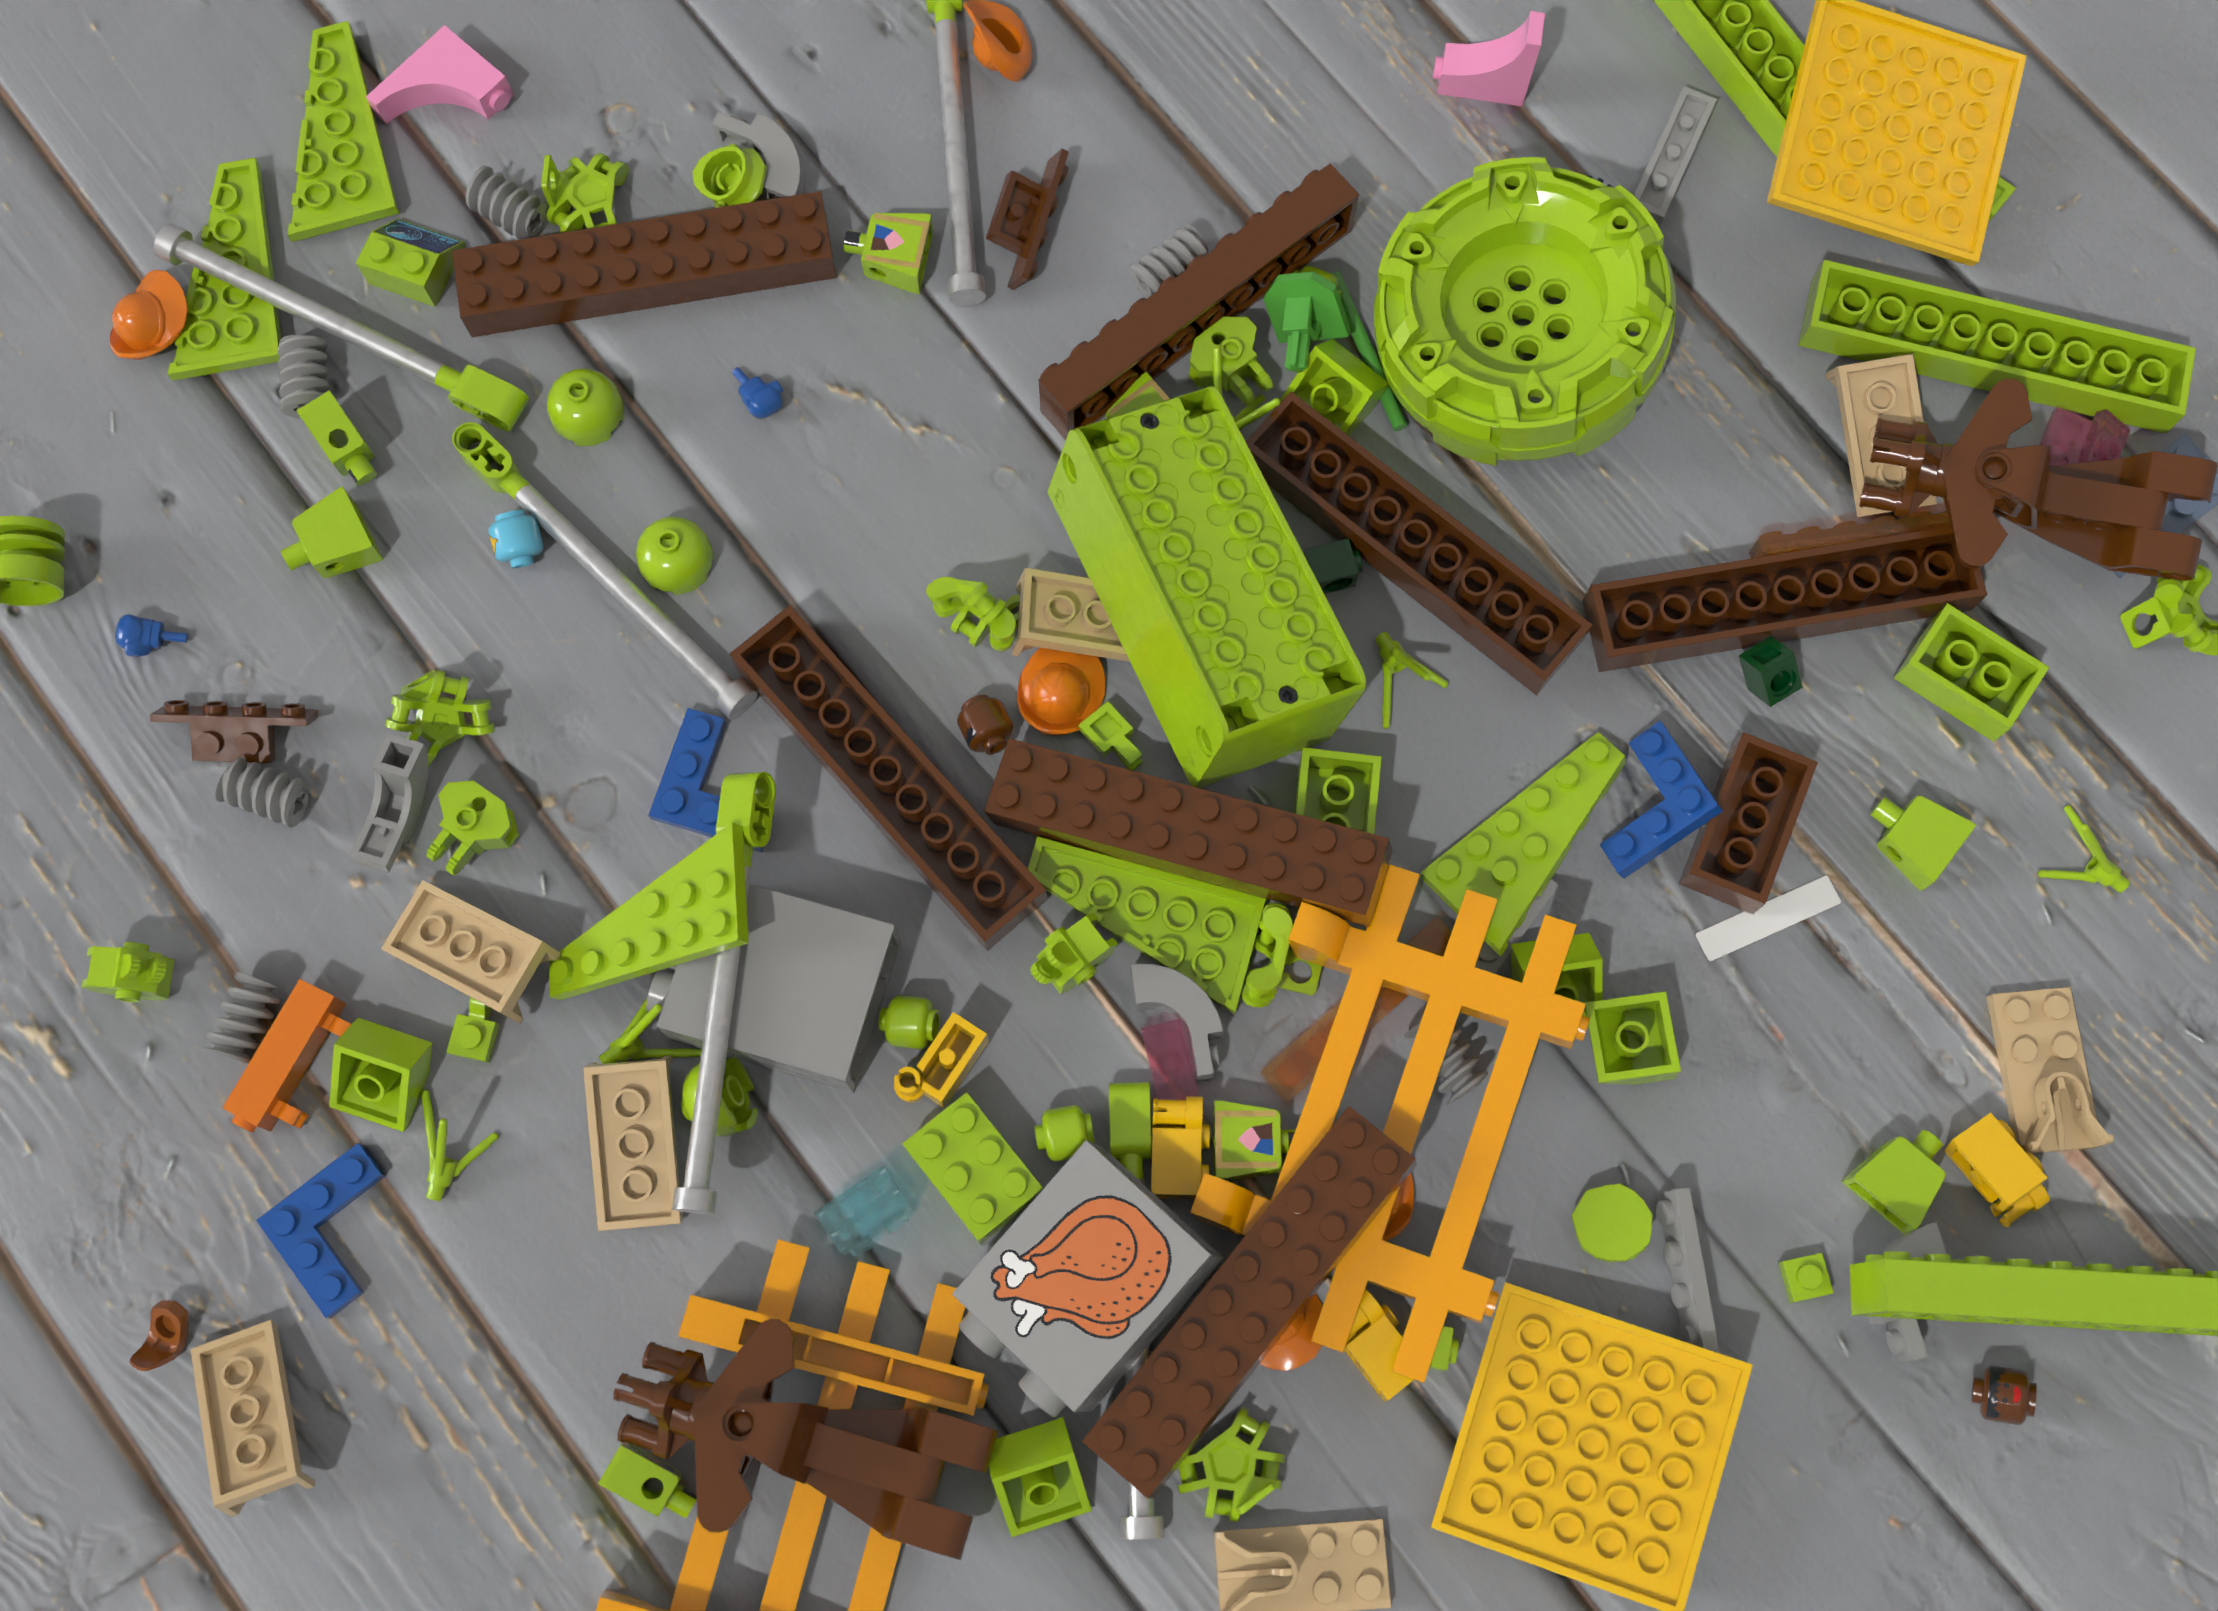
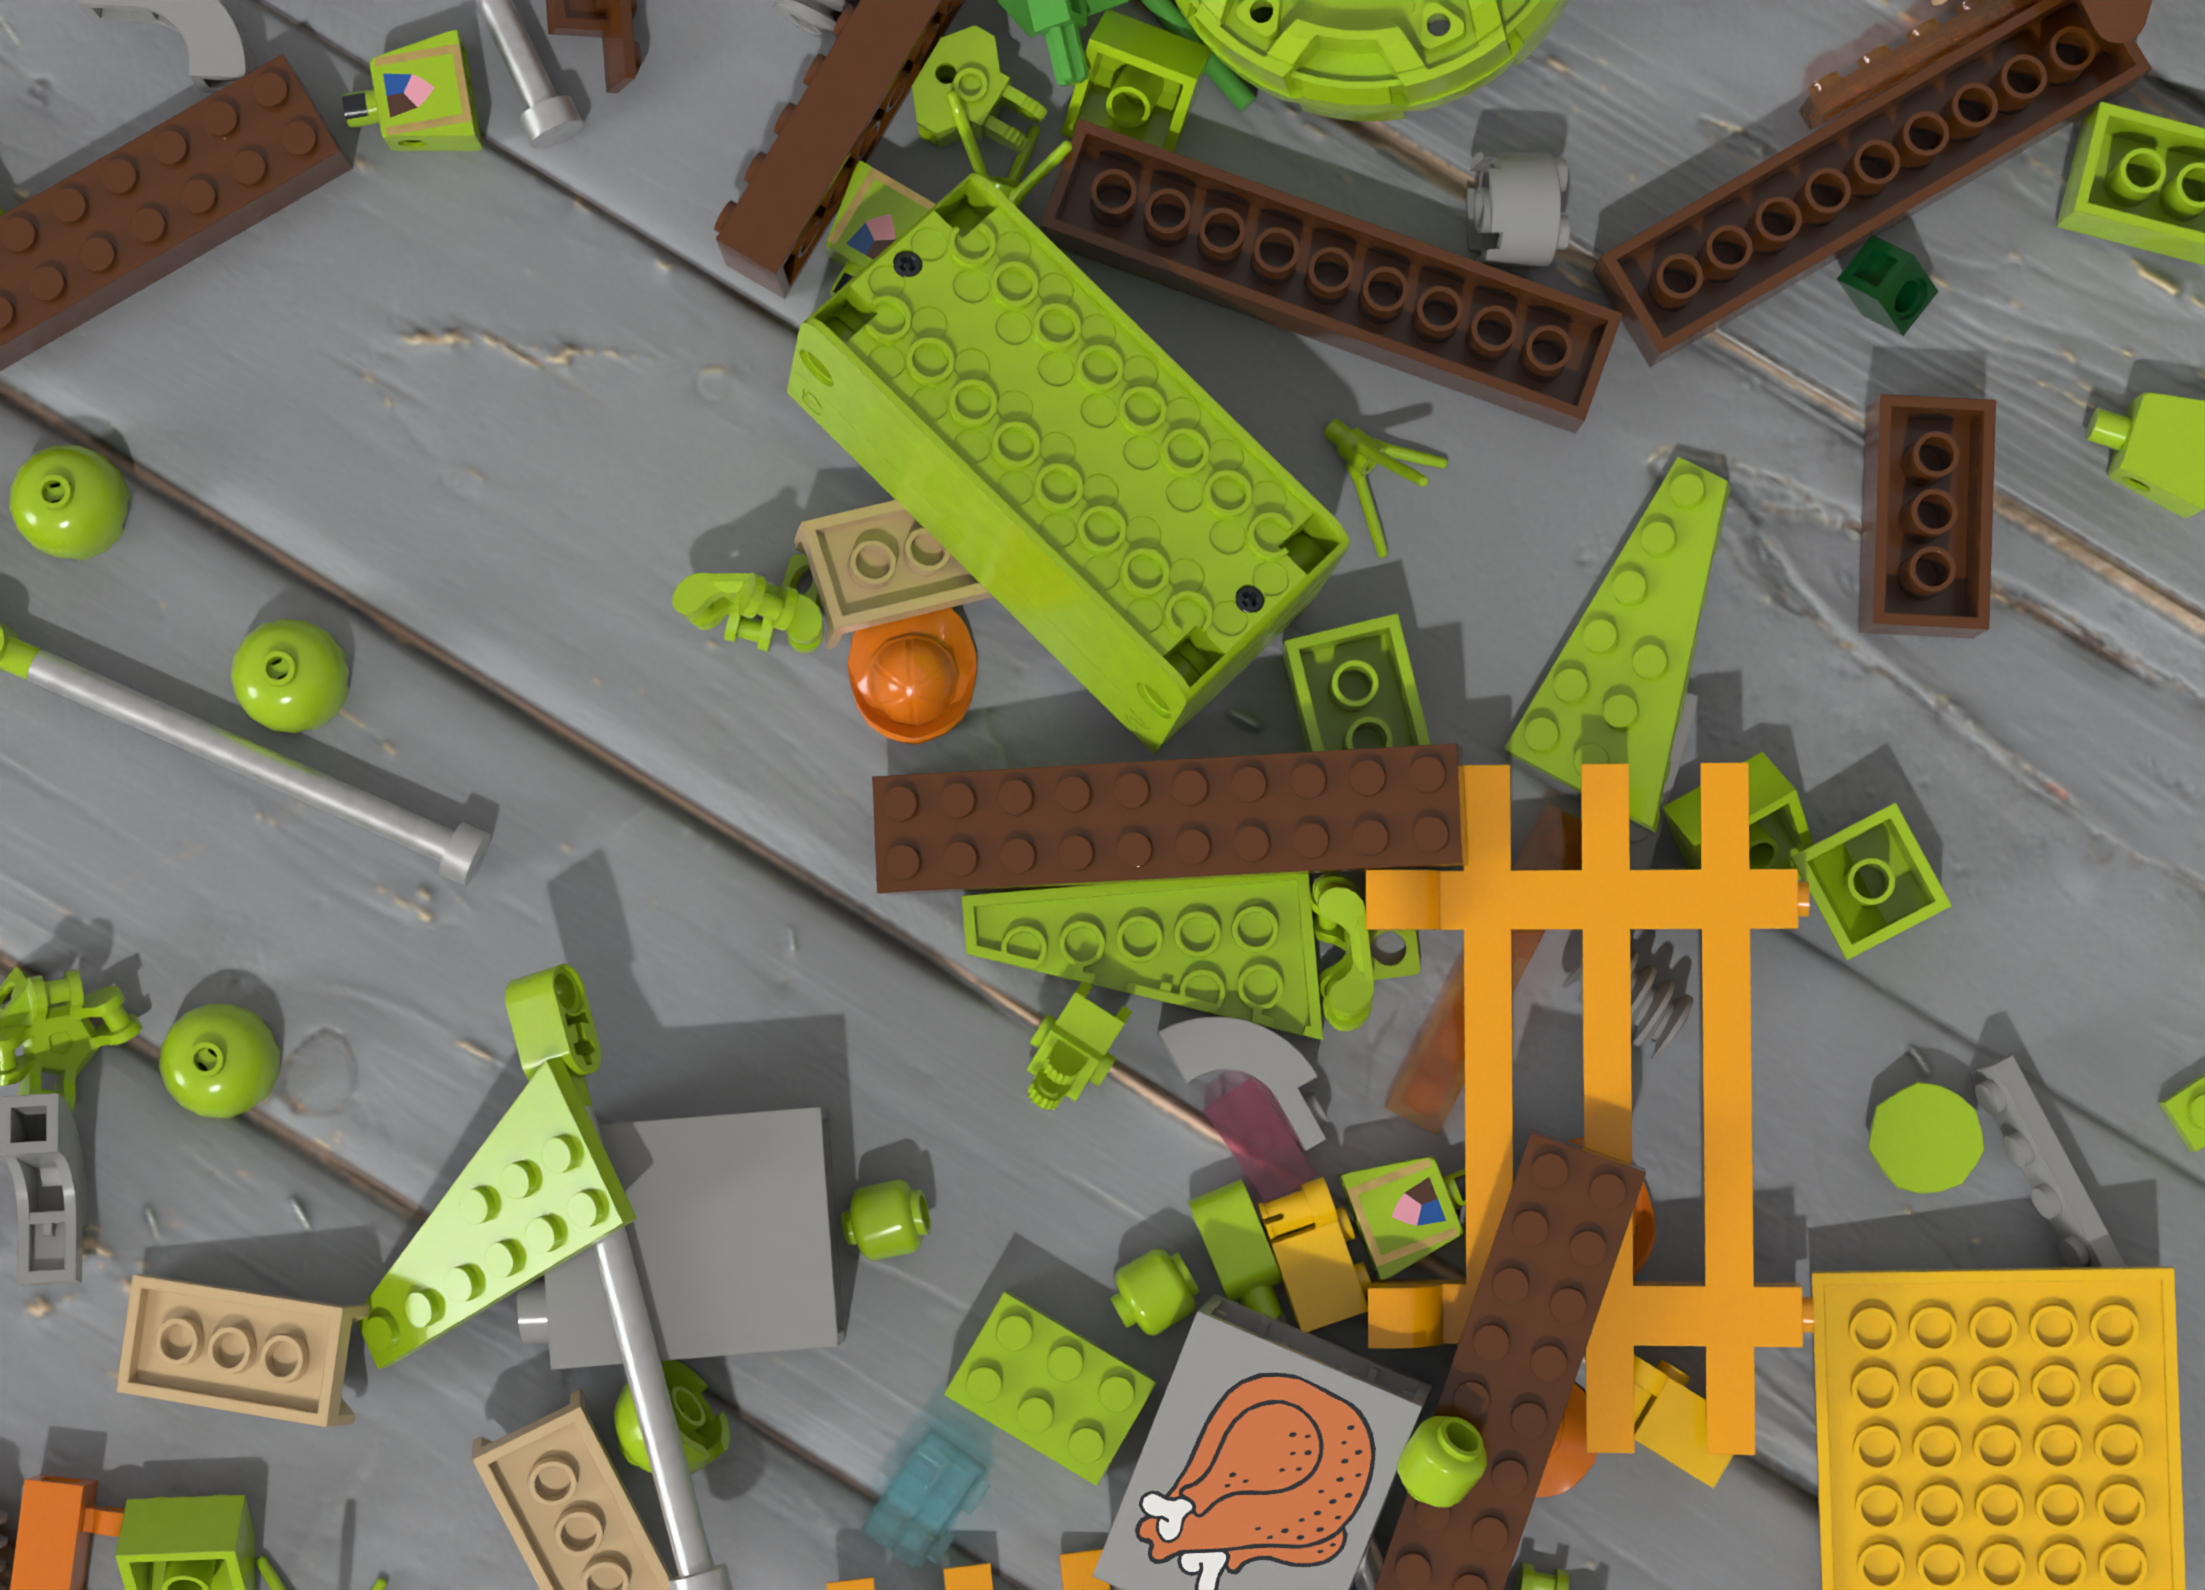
camera: 25 degrees left, 10 degrees up
(473, 819) = (162, 1176): lime hinge -> none
(473, 1034) = (294, 1460): lime plate -> none
(515, 538) = (54, 737): medium azure head -> none
(532, 770) = (233, 1078): none -> lime cylinder
(631, 1046) = (514, 1389): lime plant -> none
(680, 792) = (438, 1015): blue plate -> none
(730, 175) = (139, 76): lime hat -> none
(759, 398) = (317, 396): blue piece -> none
(889, 778) = (721, 888): reddish brown brick -> none
(943, 1064) = (956, 1262): yellow hinge -> none
(985, 724) = (828, 763): reddish brown head -> none
(1109, 733) = (1004, 708): lime plate -> none
(1211, 1296) = (1442, 1461): none -> lime head
(1334, 565) = (1226, 352): dark green brick -> none
(1445, 1351) = (1767, 1391): lime plate -> none
(1547, 541) = (1517, 209): none -> light grey brick
(1685, 807) = (1835, 536): blue plate -> none
(1769, 919) = (2010, 621): white sticker -> none

